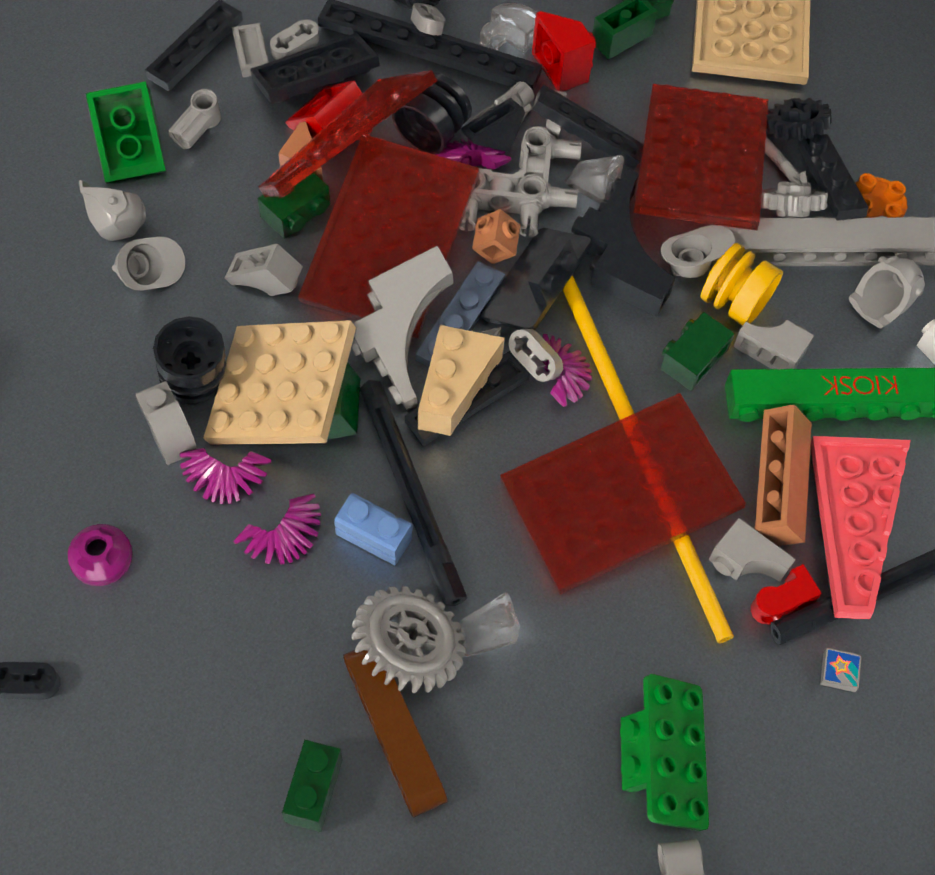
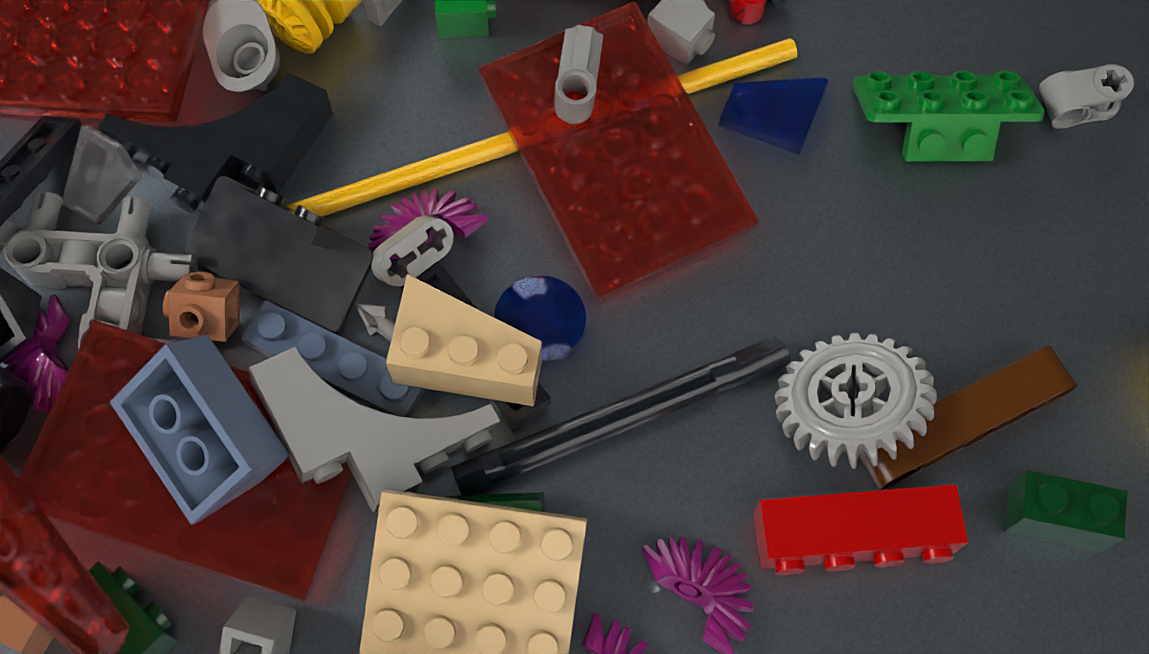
camera: 90 degrees left, 5 degrees up
(313, 637) = (859, 528): none -> red brick
(373, 529) = (694, 457): medium blue brick -> none
(405, 226) = (198, 427): none -> sand blue slope
(487, 441) = (545, 311): none -> clear blue dish
(490, 626) = (816, 301): clear slope -> none
(666, 621) = (774, 110): none -> clear blue wing
(674, 455) = (578, 73): none -> light grey piece
(696, 351) = (397, 59): dark green brick -> none

